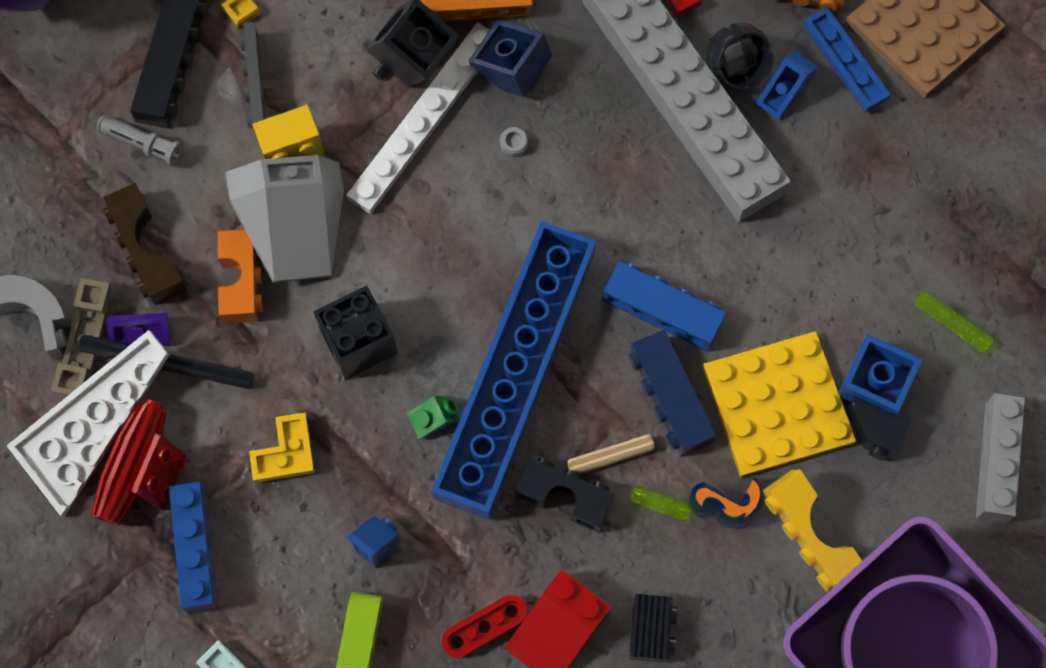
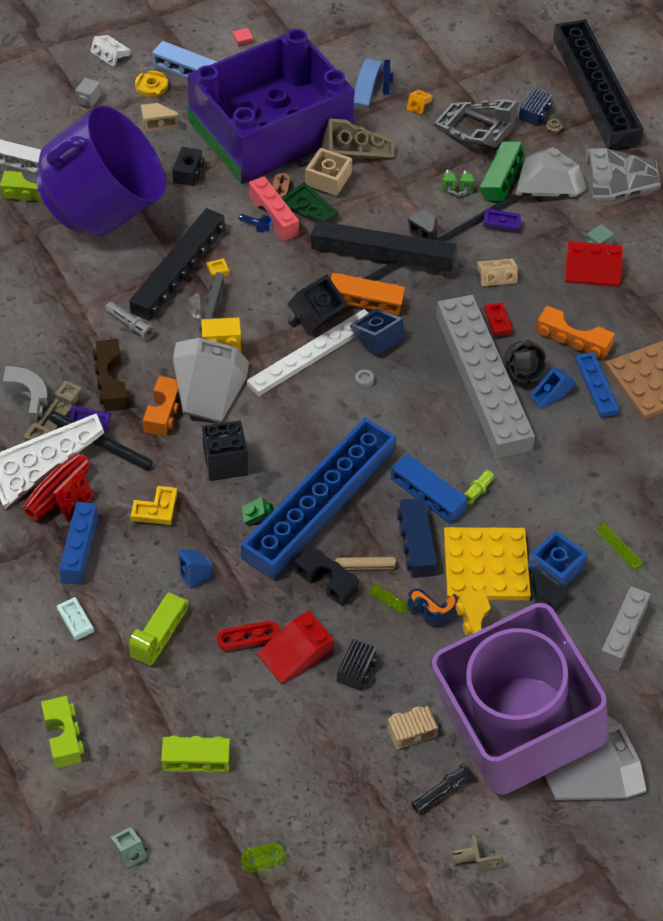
camera: 15 degrees right, 20 degrees down
(731, 281) = (479, 486): none -> lime pin

